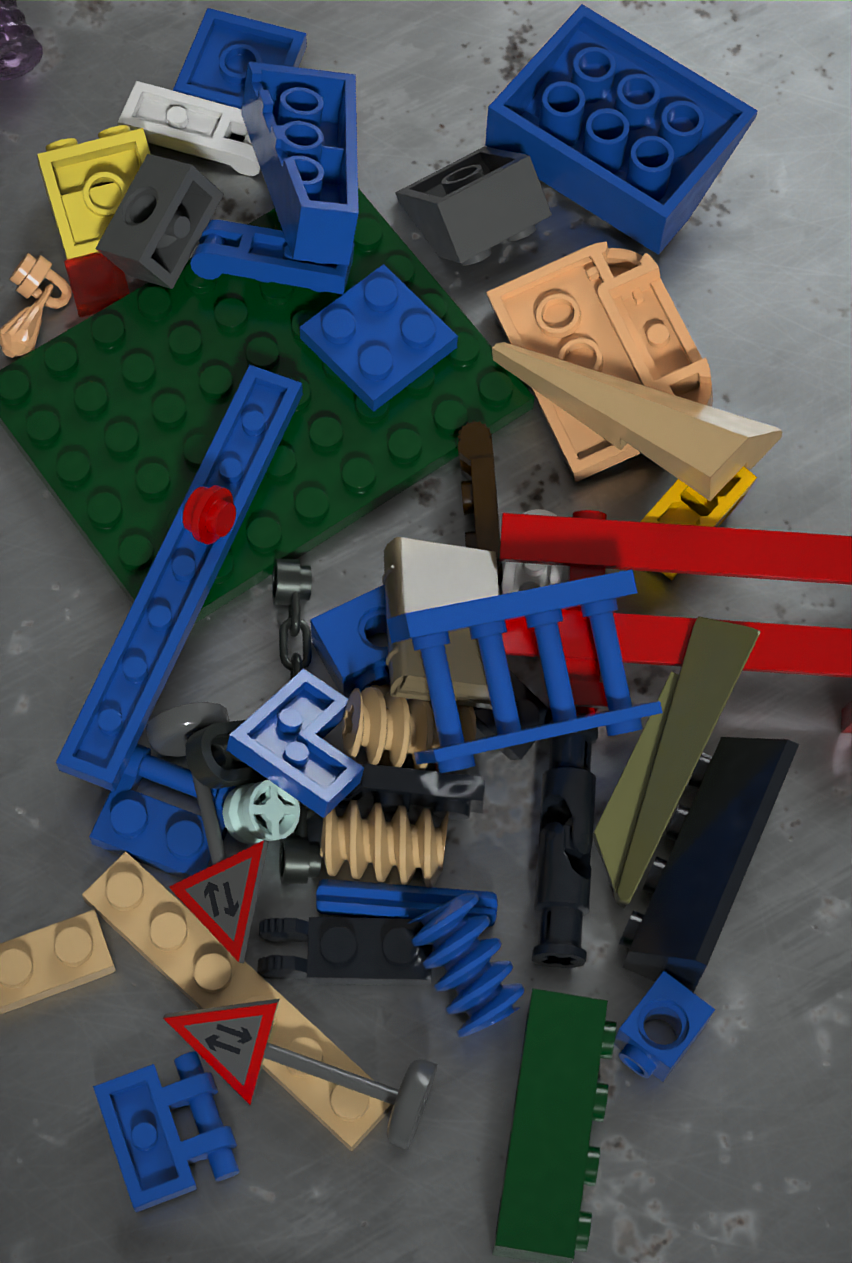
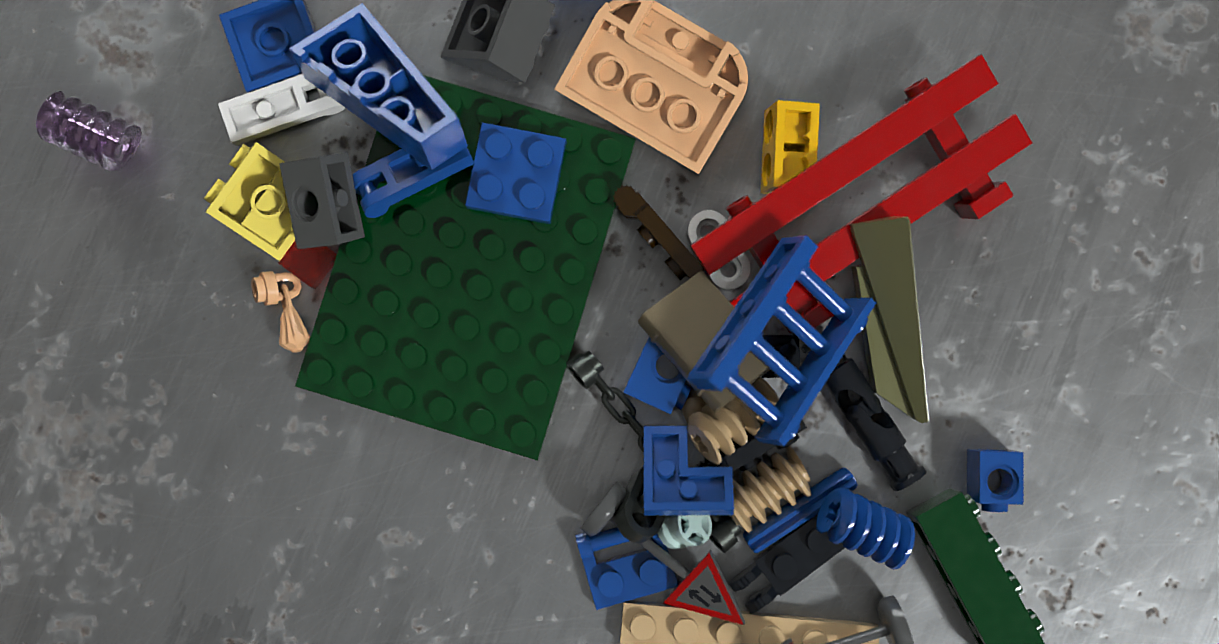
camera: 30 degrees left, 20 degrees up
(177, 586) = (526, 420): blue plate -> none
(209, 513) = (519, 380): red plate -> none
(680, 435) = (751, 108): tan wedge -> none
(708, 859) = (962, 368): black slope -> none

